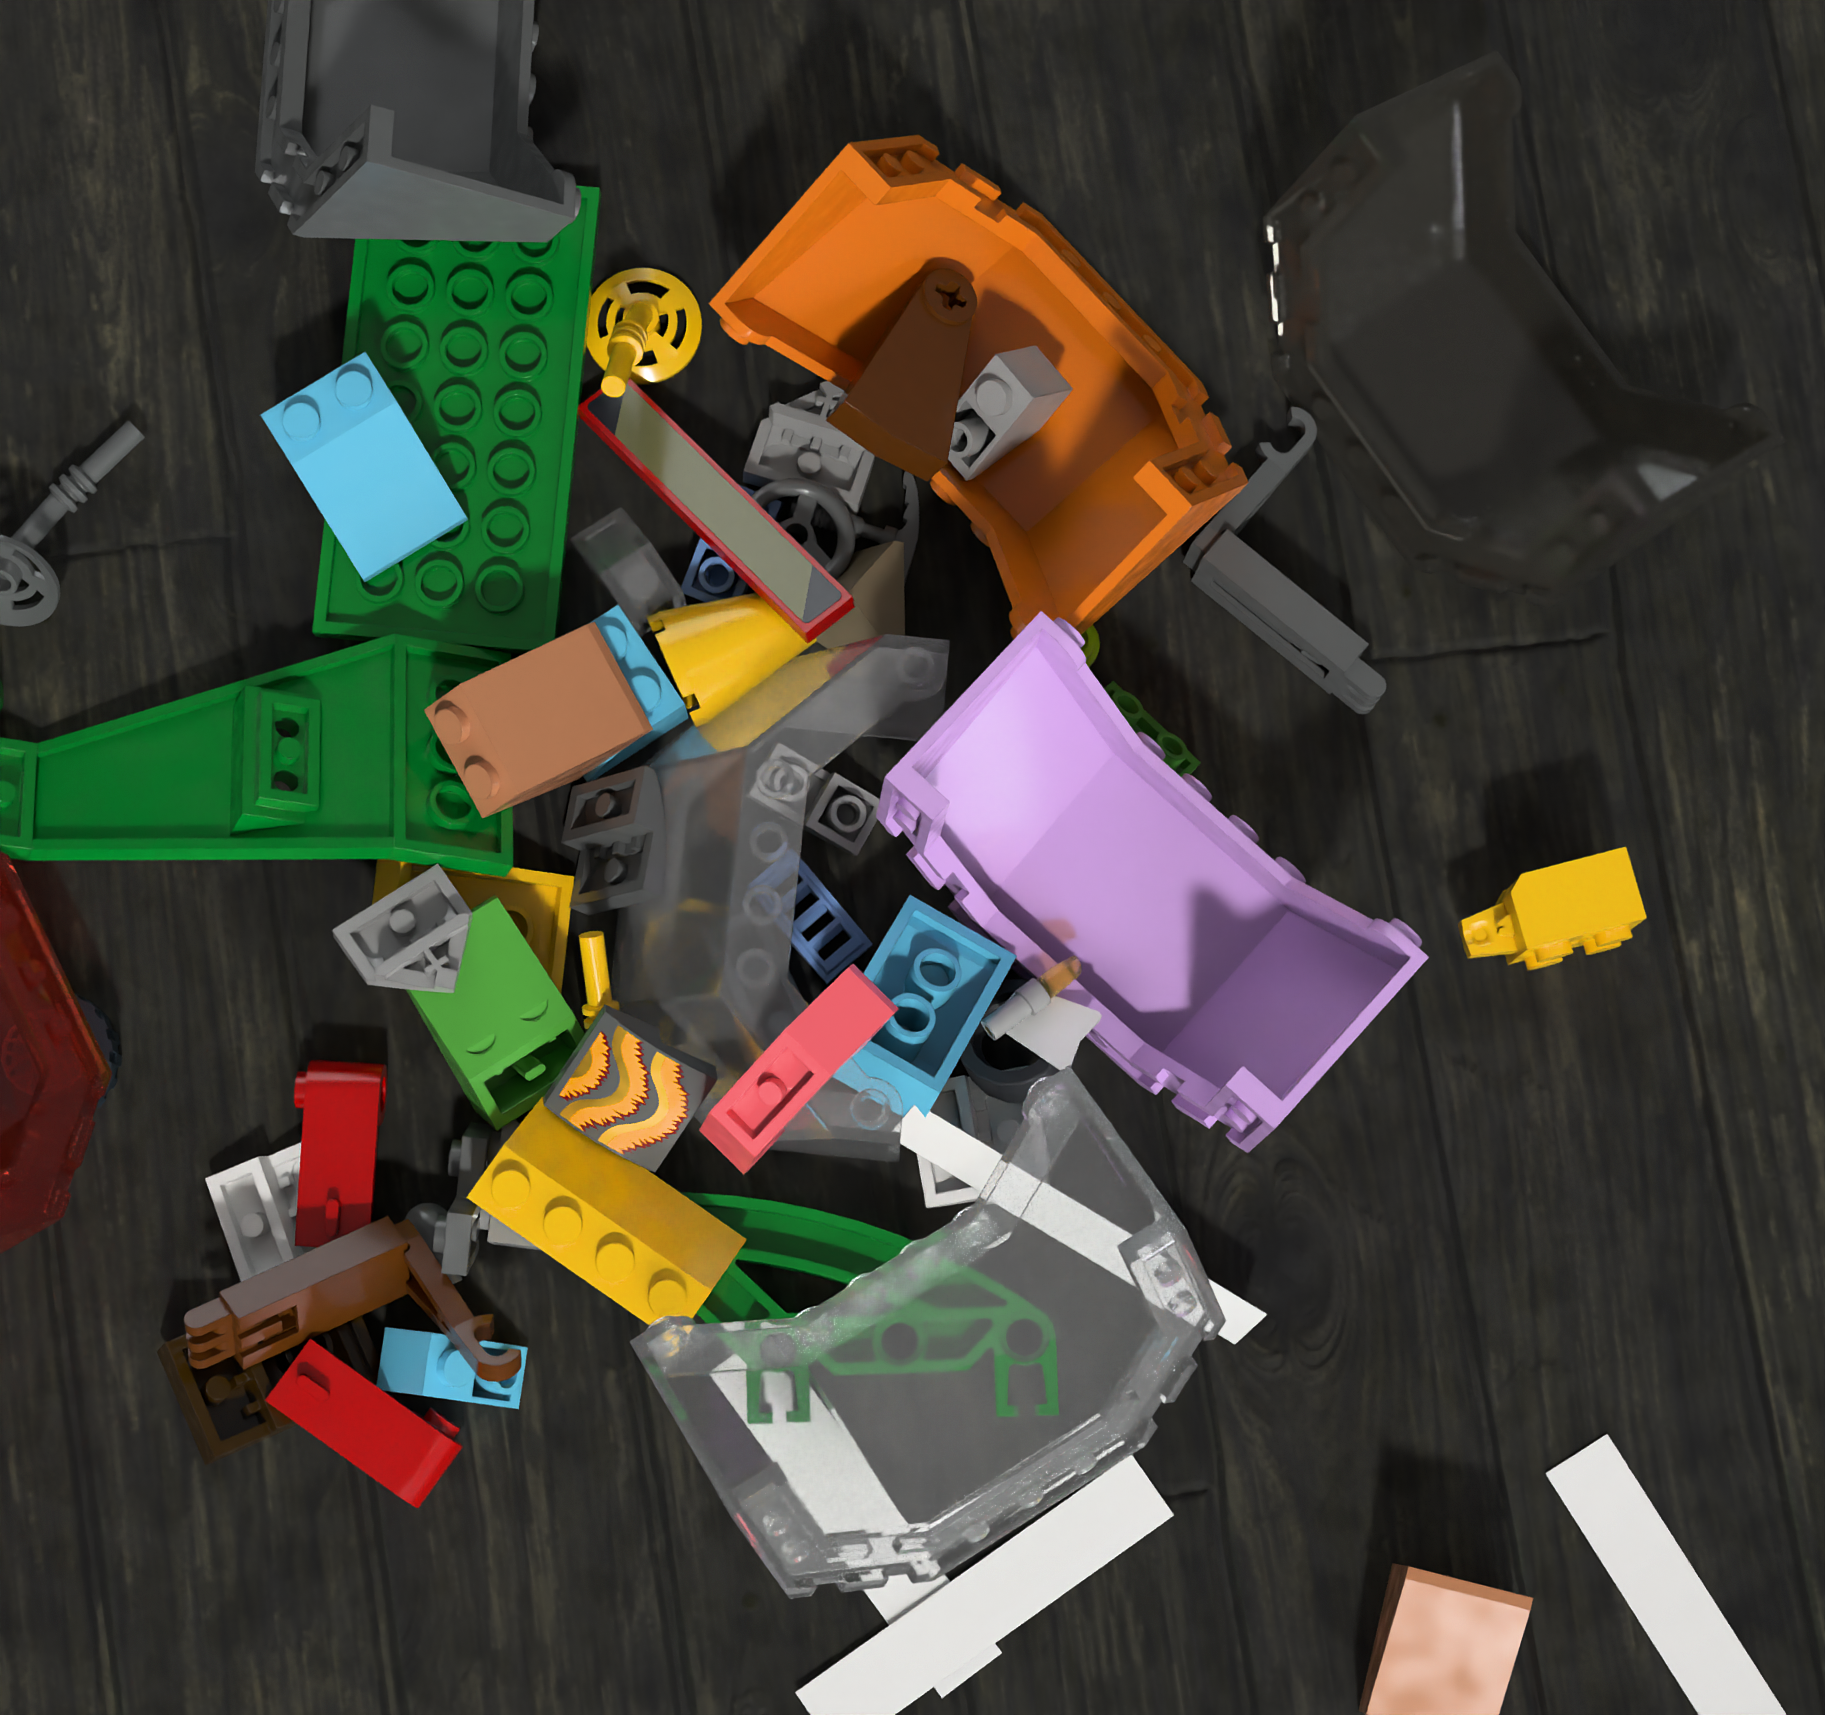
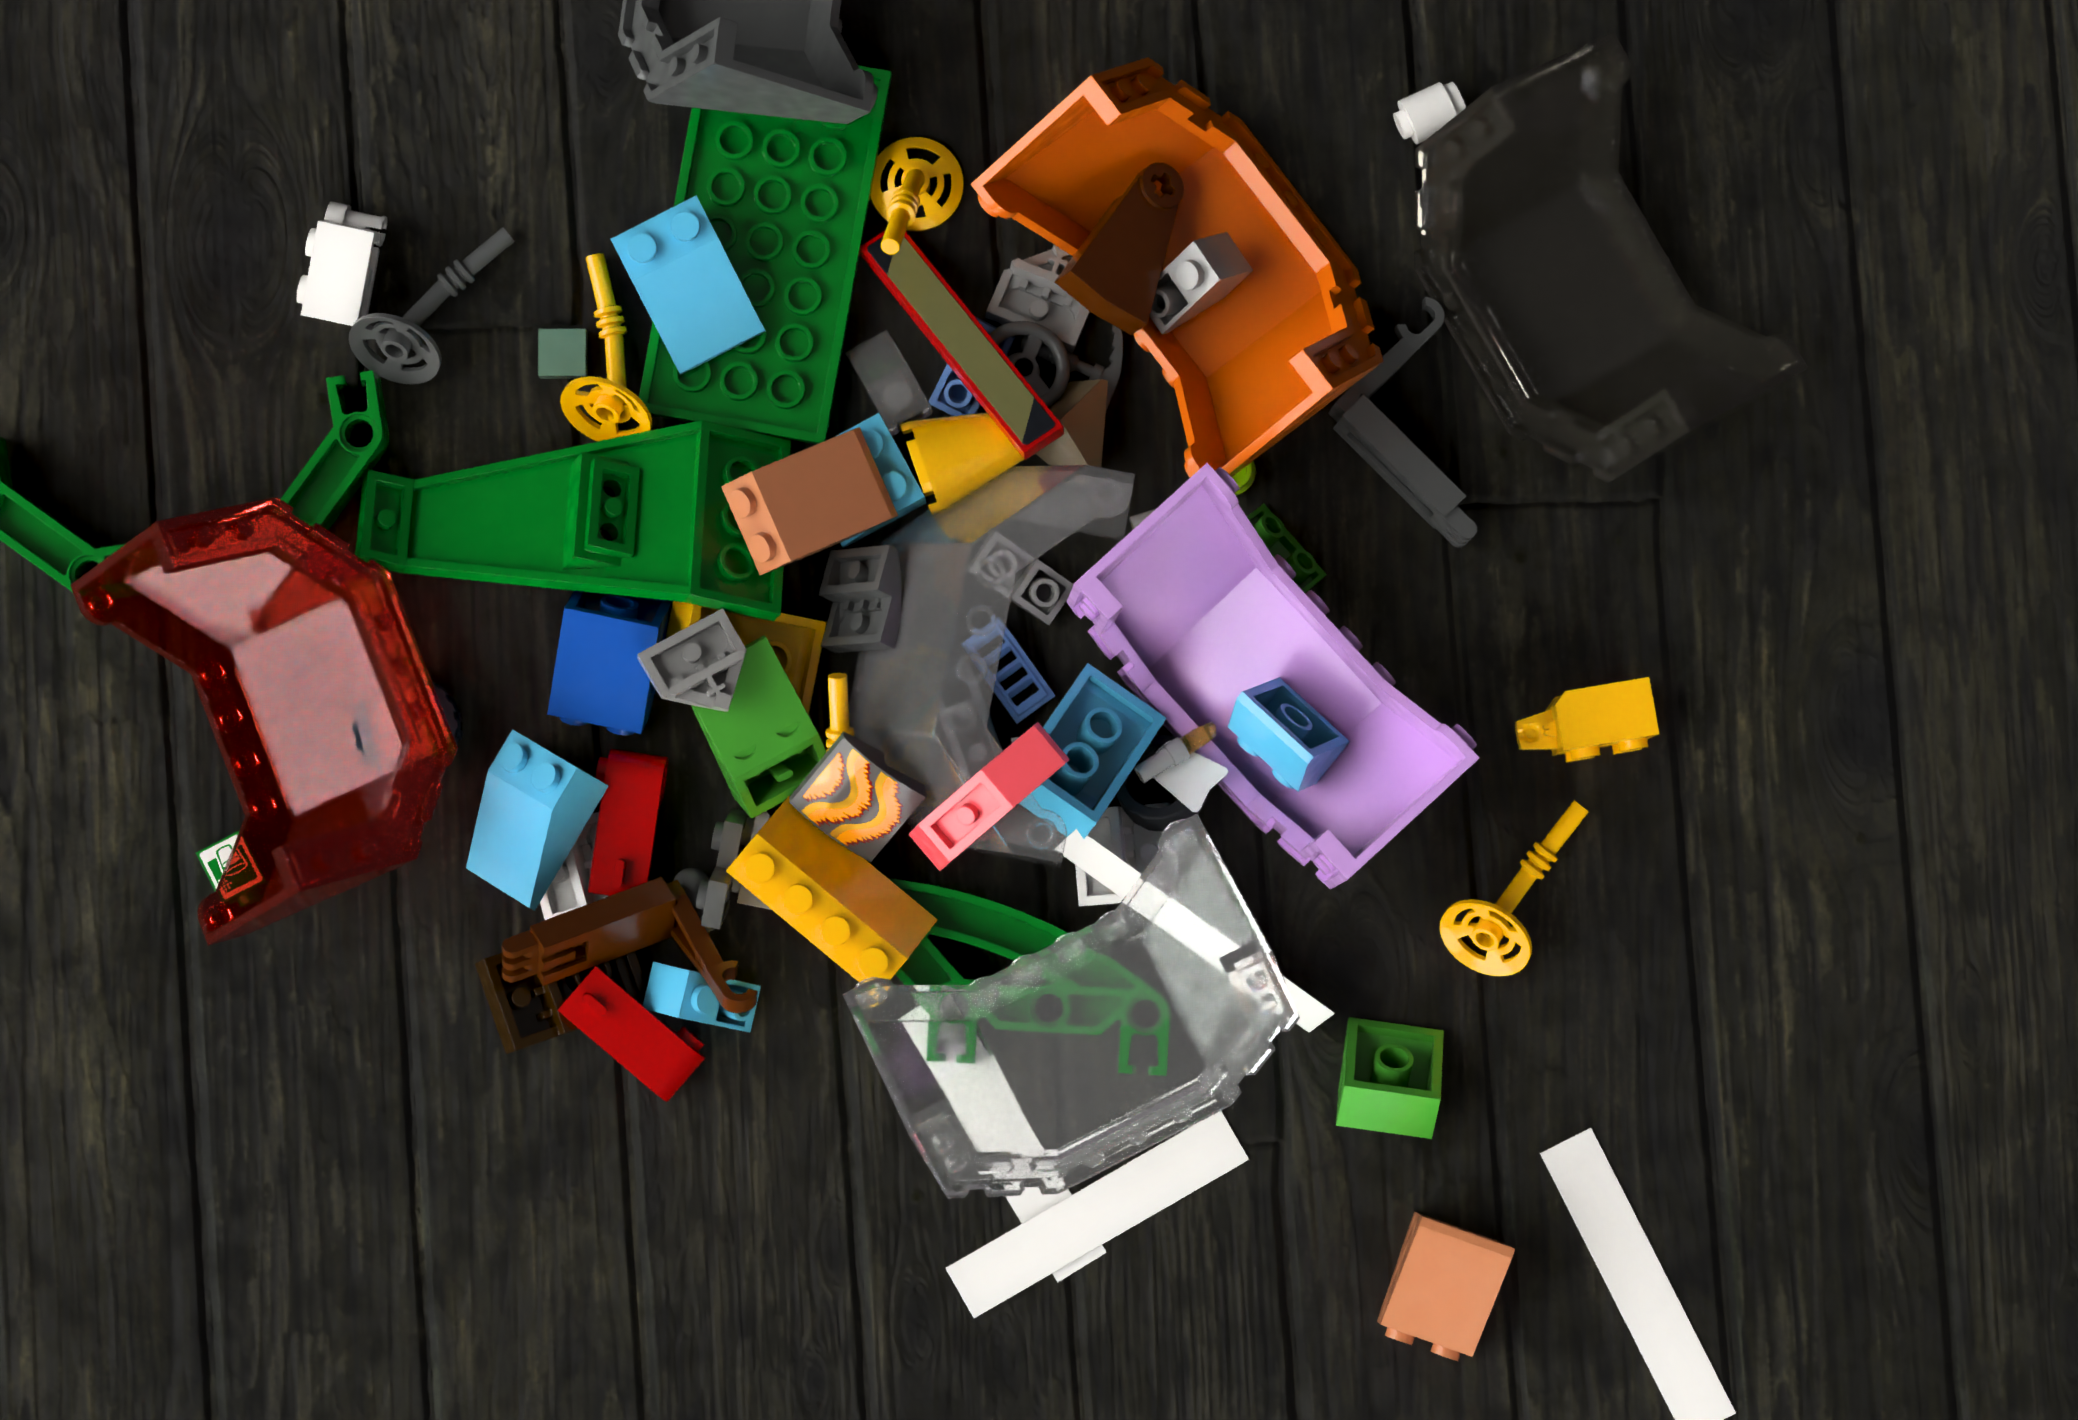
camera: 10 degrees right, 5 degrees up
(213, 1156) = (529, 818): none -> medium azure slope
(215, 570) = (562, 353): none -> sand green tile
(280, 620) = (611, 400): none -> yellow dish
(283, 948) = (598, 664): none -> blue slope
(1170, 961) = (1286, 733): none -> slope
(1267, 178) = (1428, 111): none -> white brick
(1346, 1393) = (1390, 1078): none -> bright green slope
(1457, 1179) = (1495, 917): none -> yellow dish

